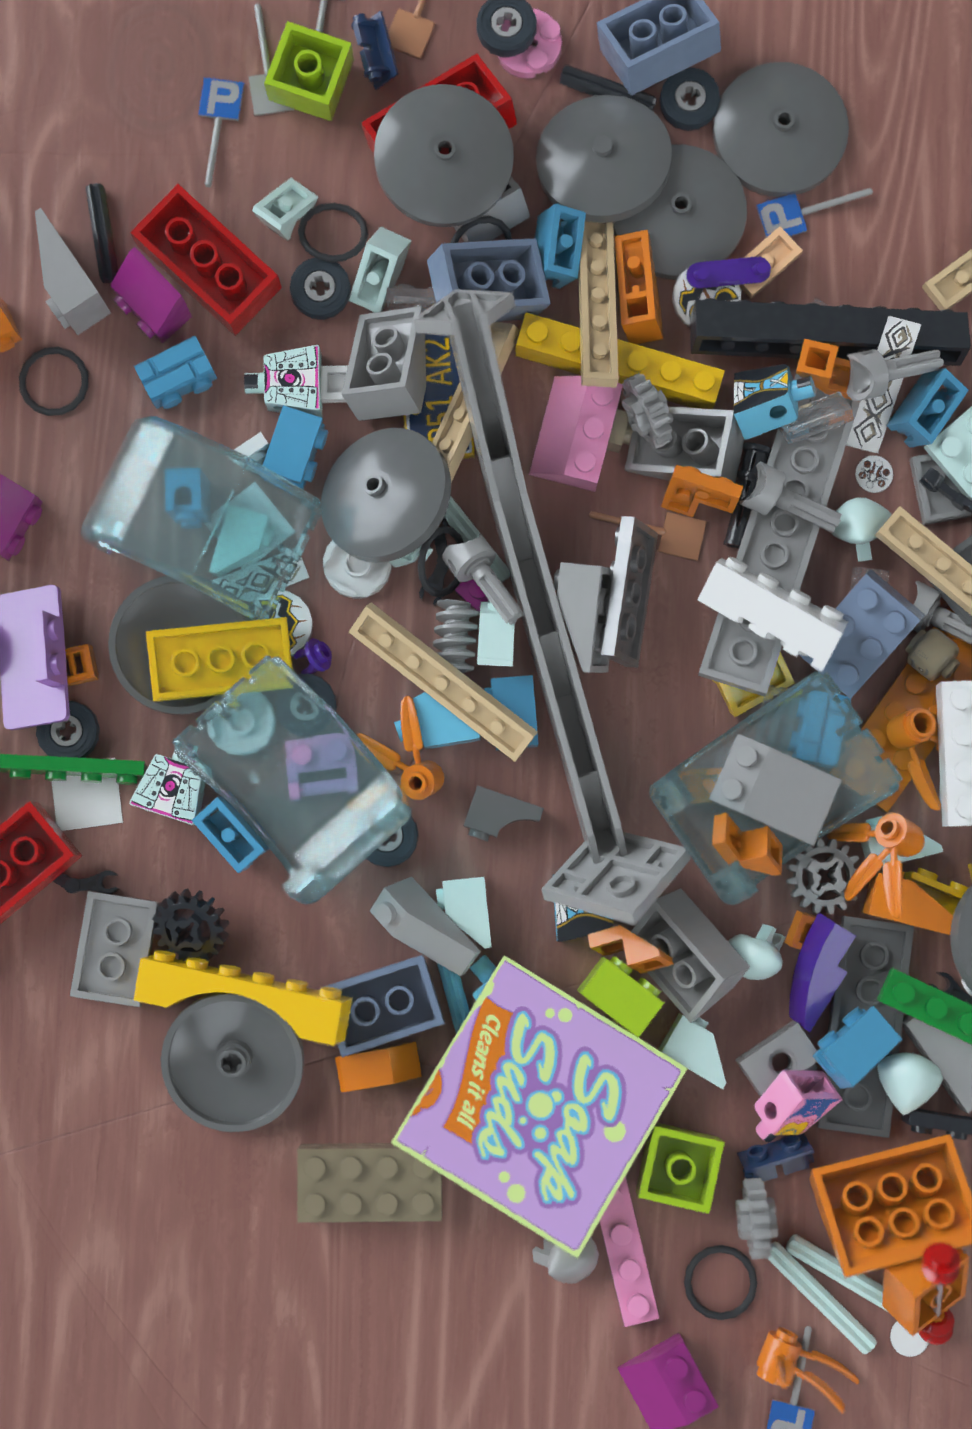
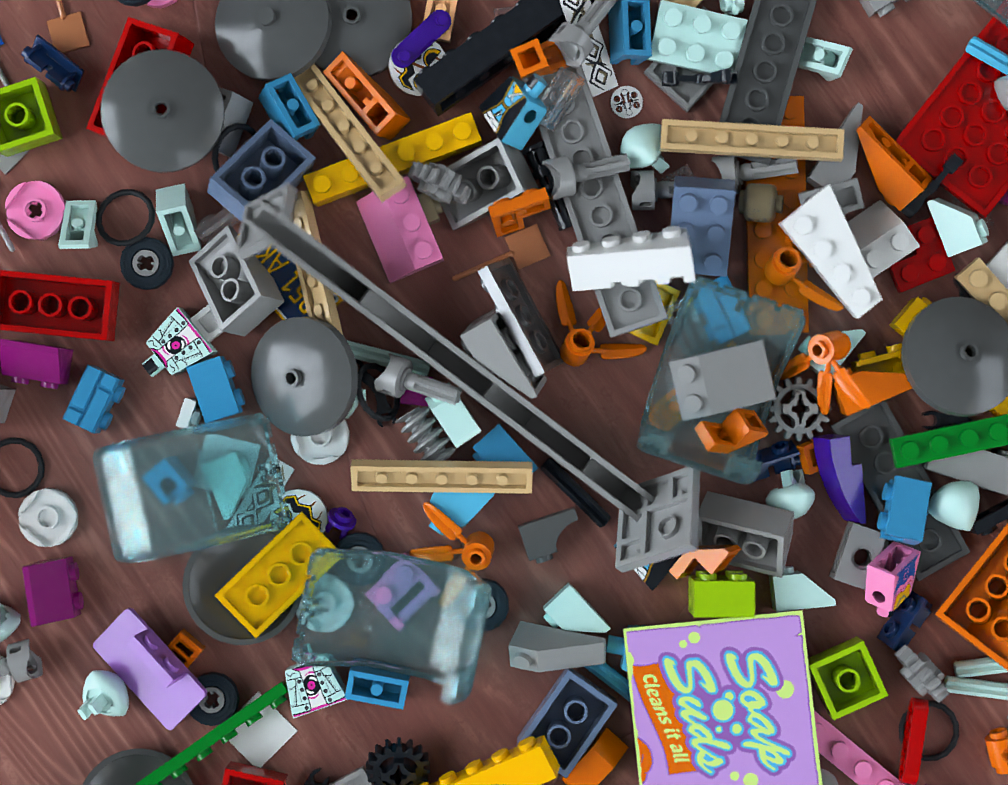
camera: 35 degrees left, 5 degrees up
(48, 449) = (48, 517): none -> white tile
(239, 157) = (19, 214): none -> bright pink plate
(554, 796) = (575, 492): none -> black axle
(666, 658) = (580, 342): none -> orange plant
(699, 1279) = (913, 741): none -> red beam
(774, 909) = (781, 455): none -> dark blue hinge
(834, 566) = (648, 189): none -> light grey piece

